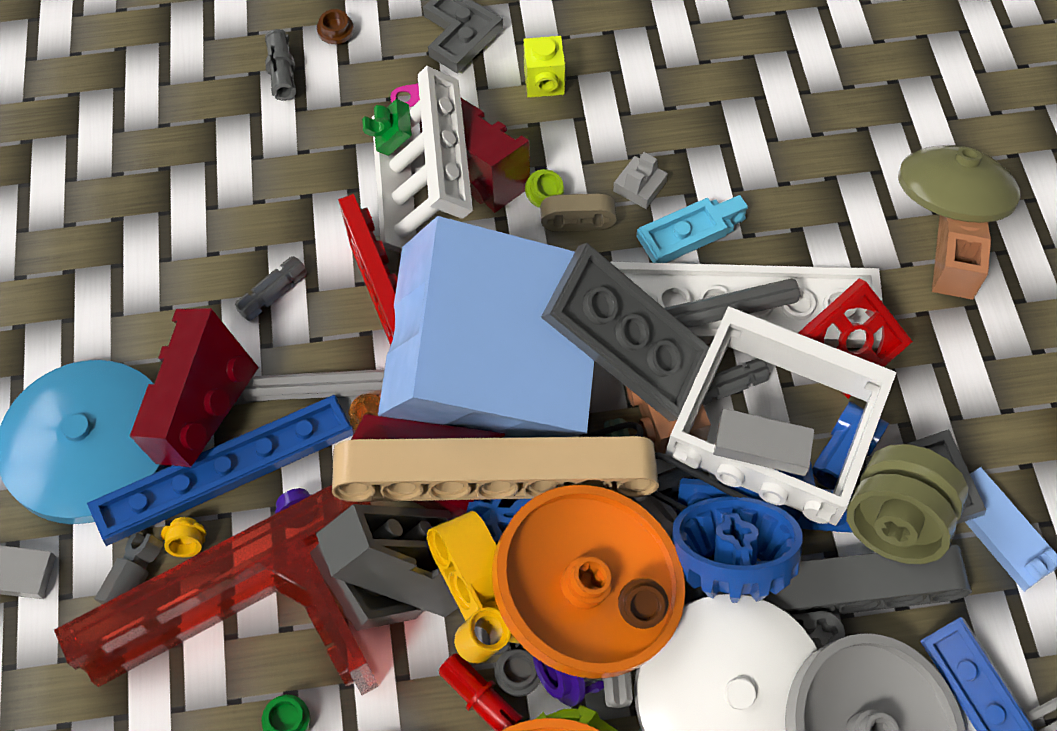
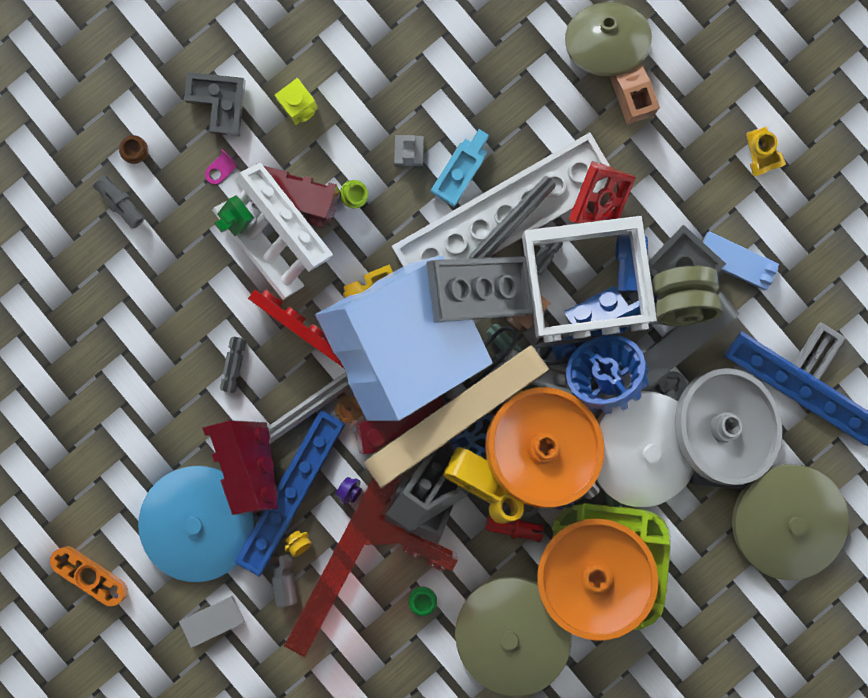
camera: 35 degrees left, 25 degrees up
(578, 212) = (385, 199): dark tan beam -> none
(643, 603) = (582, 445): reddish brown plate -> none
(764, 442) = (593, 309): light grey tile -> none

